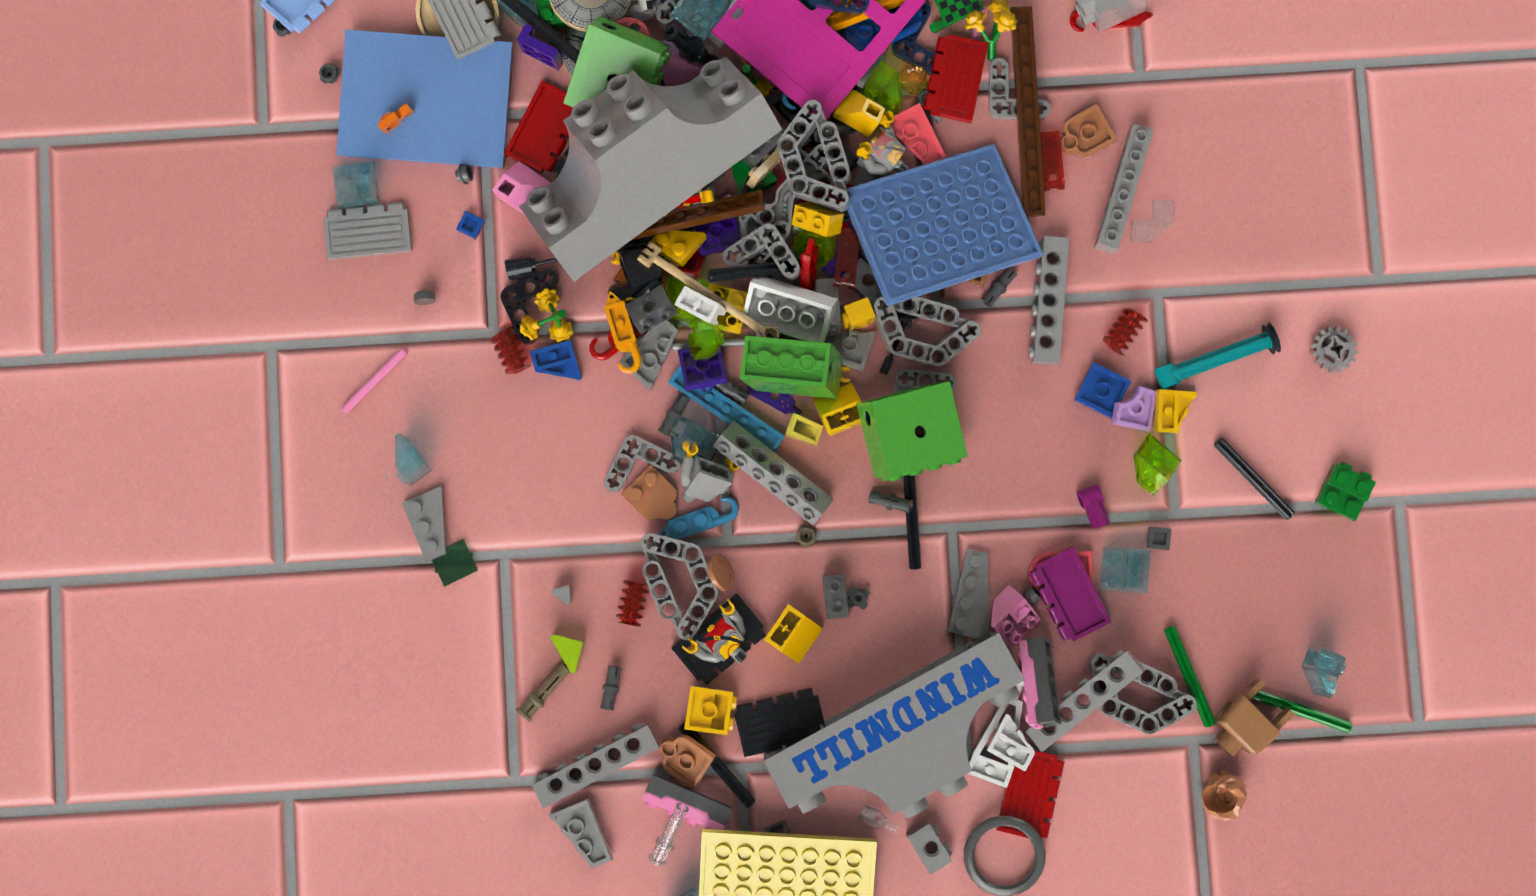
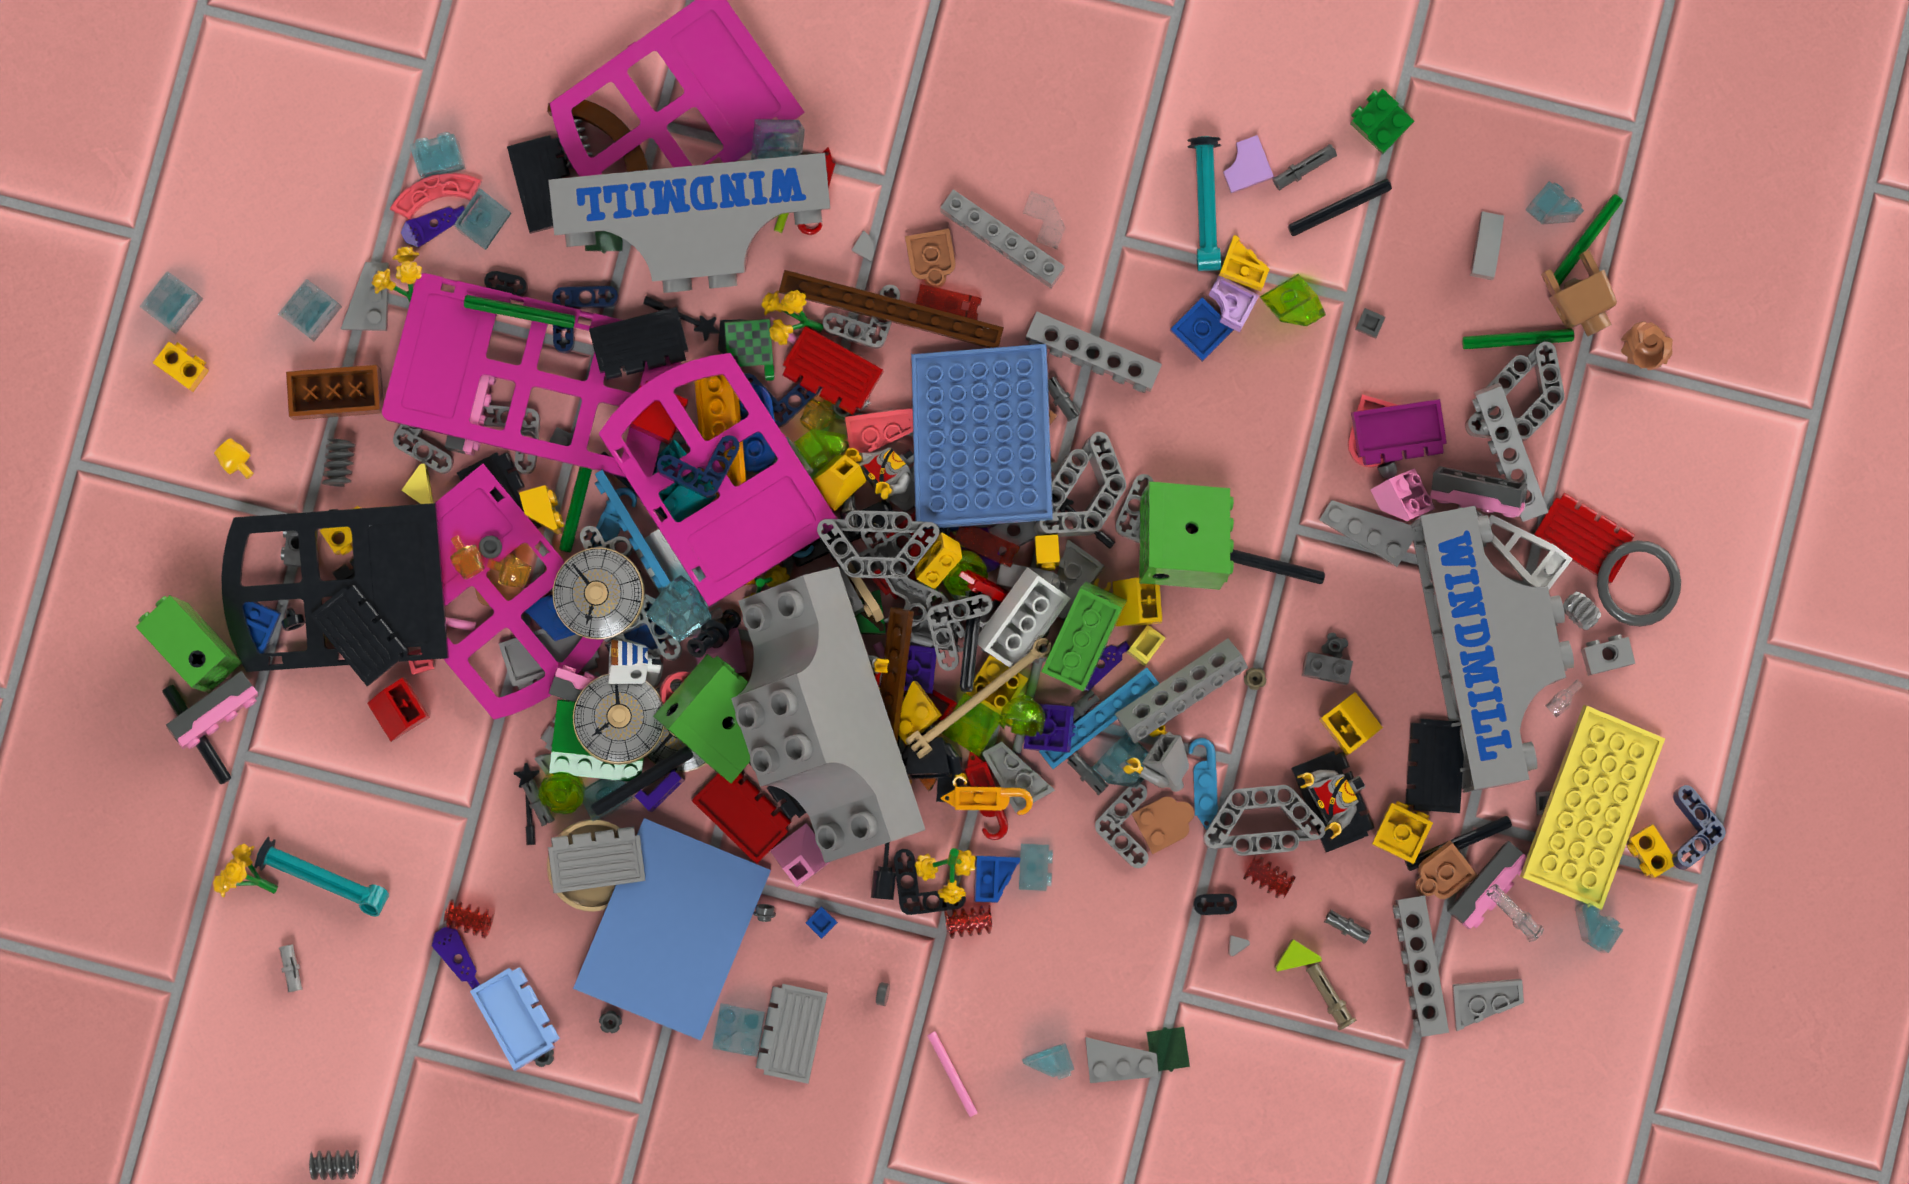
camera: 70 degrees left, 0 degrees up
(392, 120) = (686, 971): orange plate -> none
(577, 394) = (1034, 867): none -> clear light blue bracket
(598, 561) = (1215, 898): none -> black beam
(651, 309) = (969, 771): flat silver brick -> none
(699, 305) = (991, 709): white hinge -> none
(720, 572) = (1266, 776): nougat piece -> none
(890, 501) = (1248, 581): dark grey pin -> none
(962, 810) = (1581, 610): none -> light grey gear
(1011, 745) = (1531, 540): white wing -> none
(1075, 73) = (864, 247): none -> light grey tile
(1092, 501) = (1310, 377): magenta piece -> none
(1123, 329) = (1148, 287): clear red piece -> none
(1125, 570) = (1392, 368): clear light blue slope -> none
(1263, 386) = (1249, 167): none -> lavender tile
(1264, 622) = (1487, 246): none -> light grey slope
(1286, 441) = (1296, 171): none -> dark grey pin
(1332, 341) = (1226, 83): light grey gear -> none

